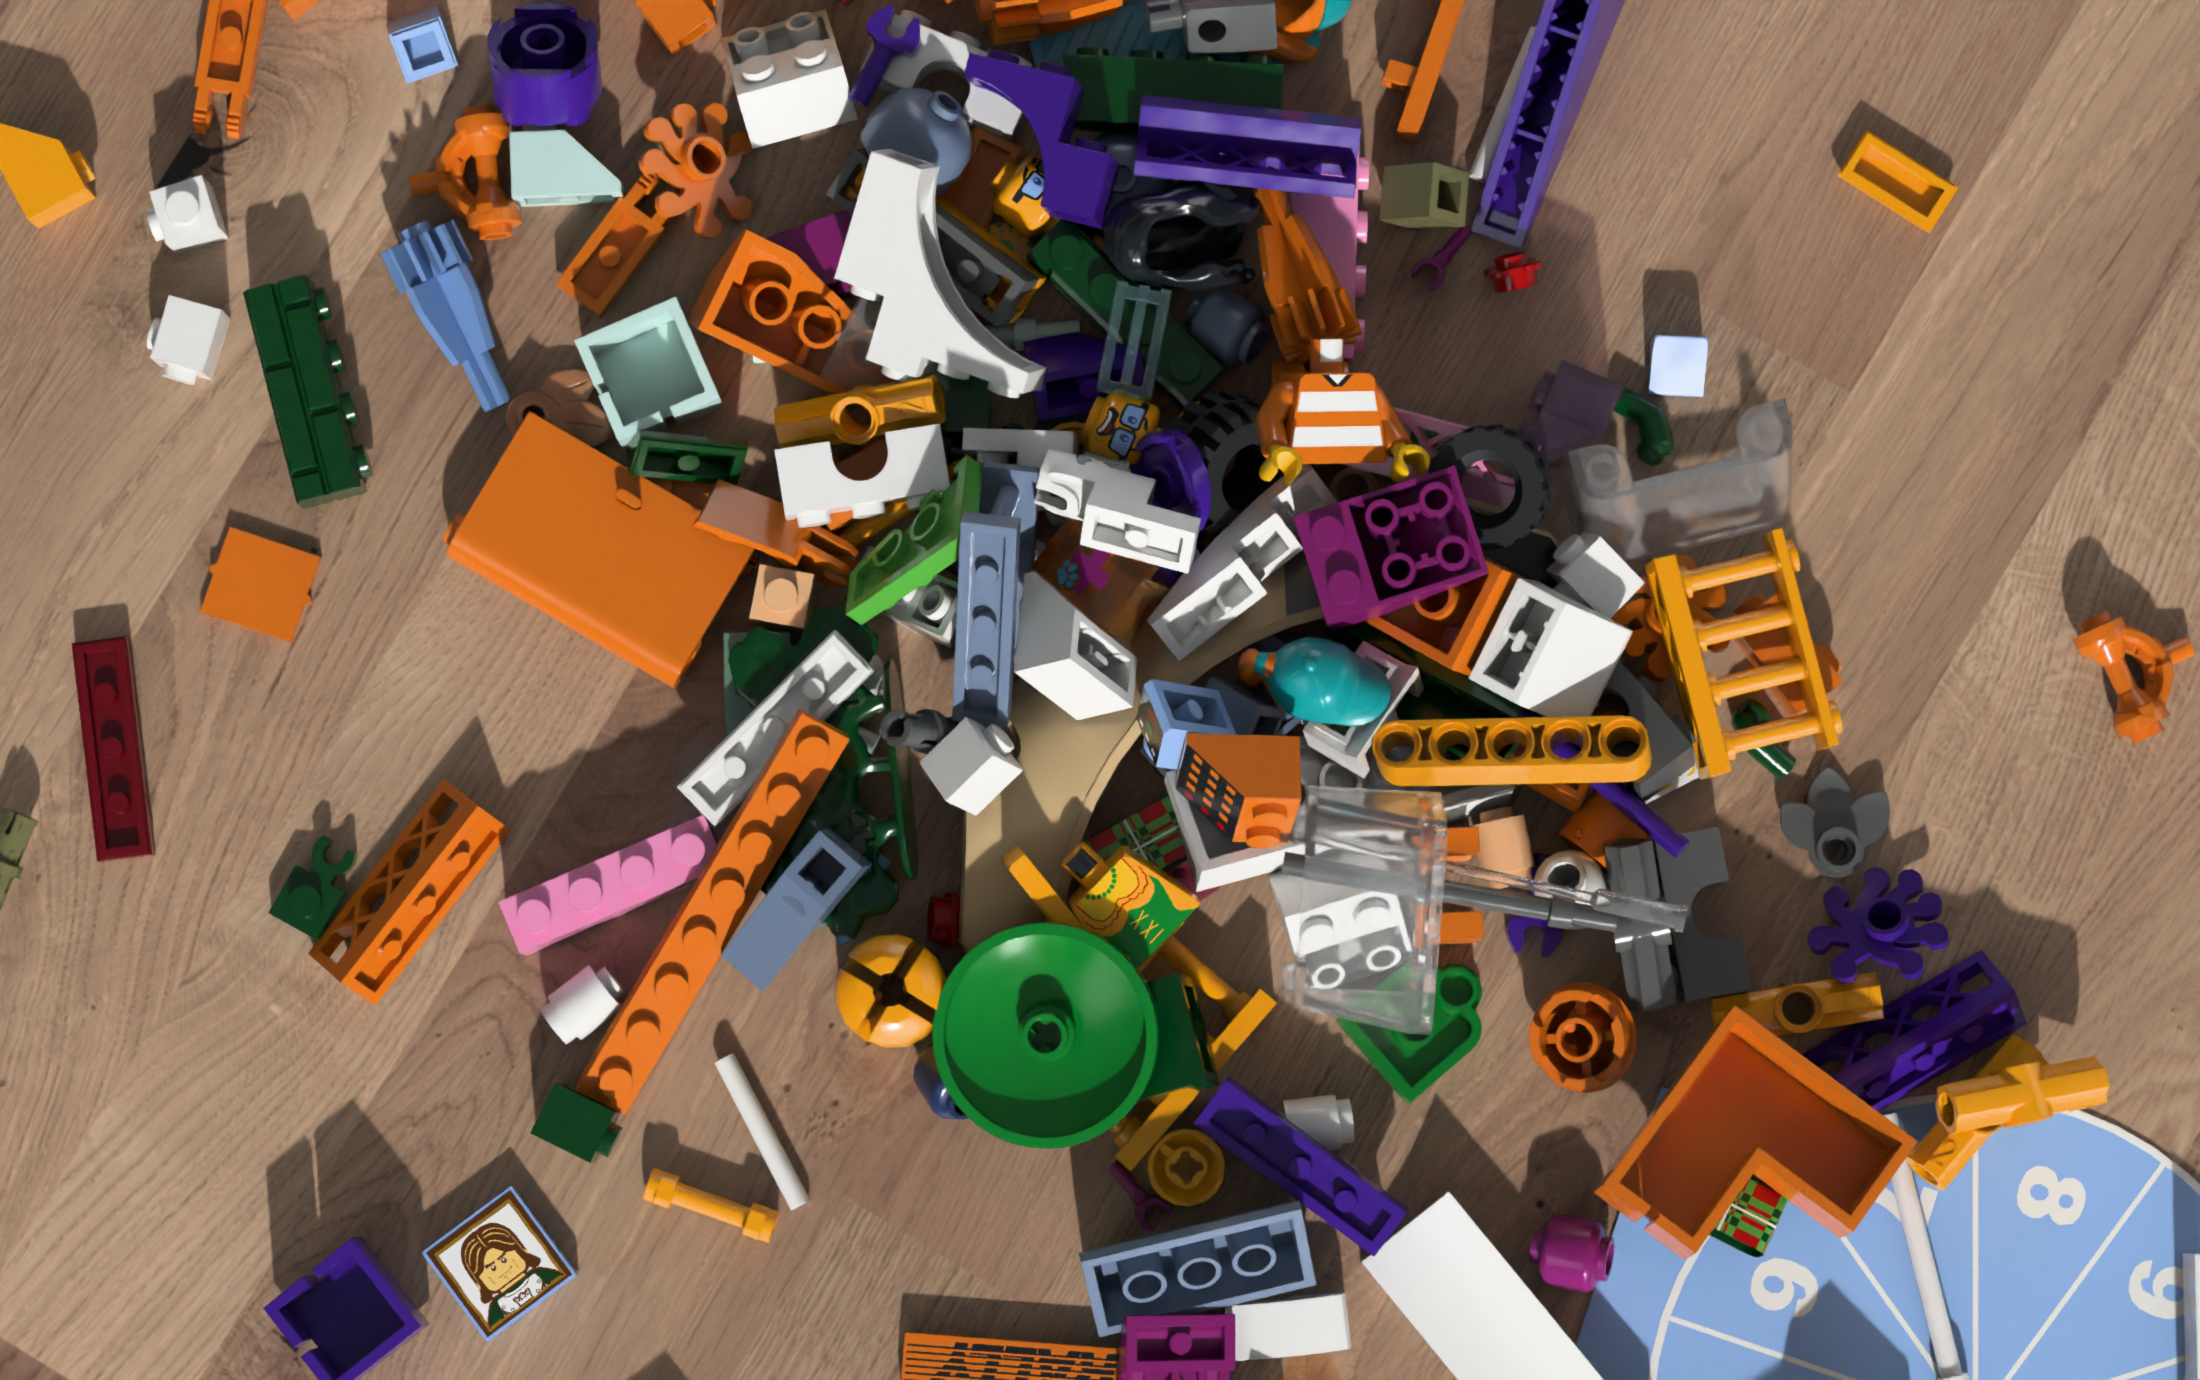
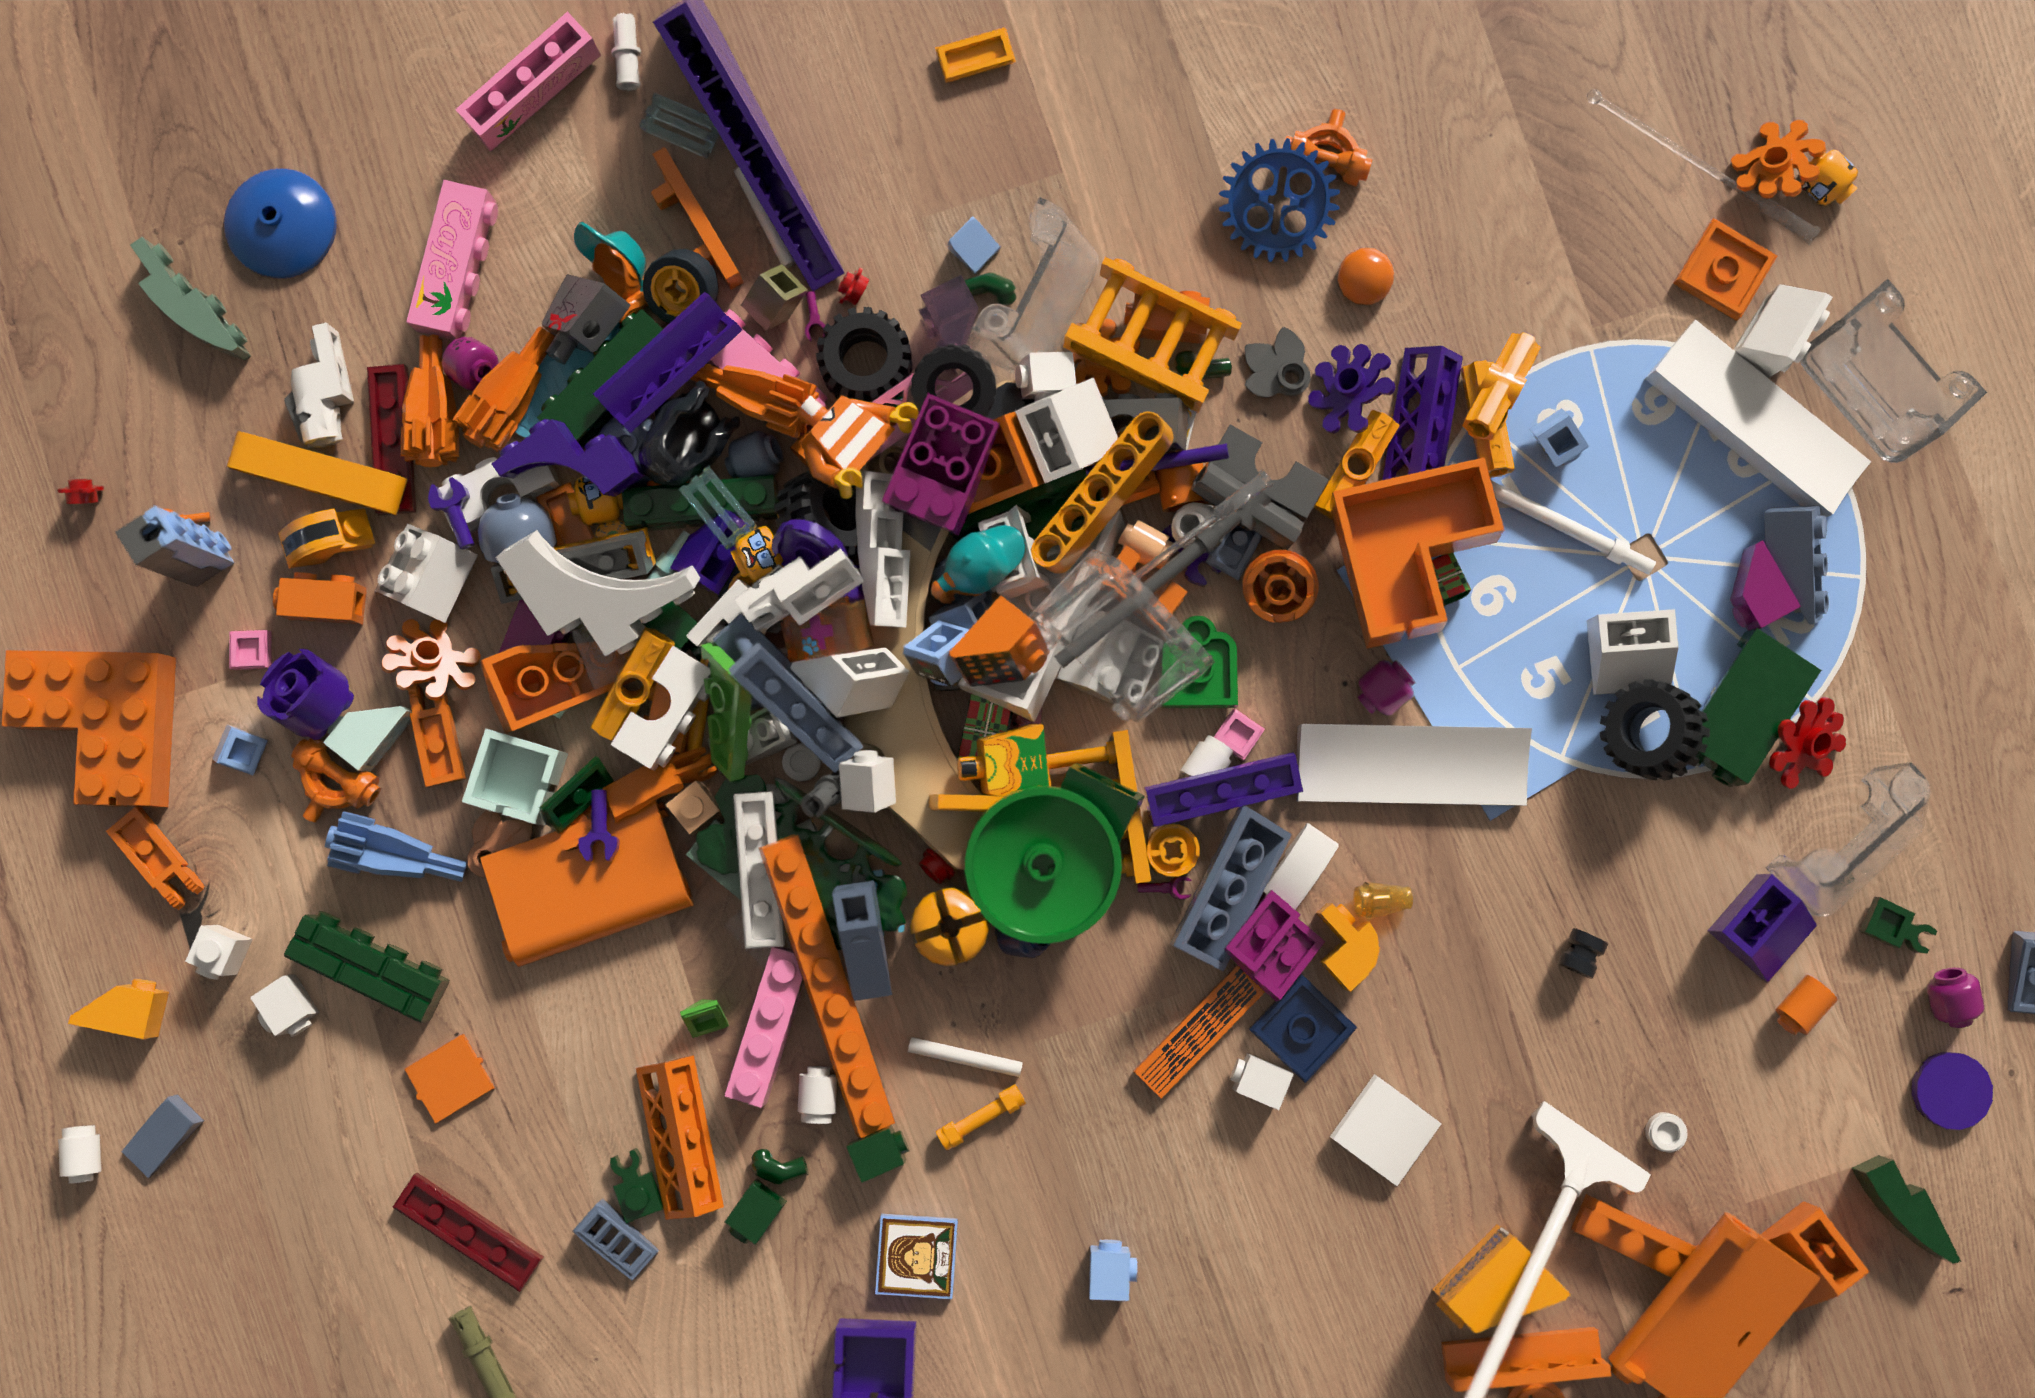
camera: 45 degrees left, 0 degrees up
(220, 896) = (614, 1219): none -> sand blue slope
(397, 1044) = (754, 1212): none -> dark green brick
(461, 1030) = (777, 1172): none -> dark green arm
(562, 806) = (704, 1017): none -> bright green slope
(671, 514) = (598, 829): none -> dark purple bar
(931, 671) = (800, 763): none -> white tile
(1371, 85) = (690, 271): none -> wheel
(1380, 1132) = (1239, 733): none -> bright pink tile
(1458, 311) = (860, 328): none -> black tyre
(1580, 953) = (1234, 552): none -> sand blue slope
(2023, 1211) = (1559, 438): none -> light blue brick
(2025, 836) = (1365, 276): none -> orange hair
(2050, 708) = (1245, 195): none -> blue gear

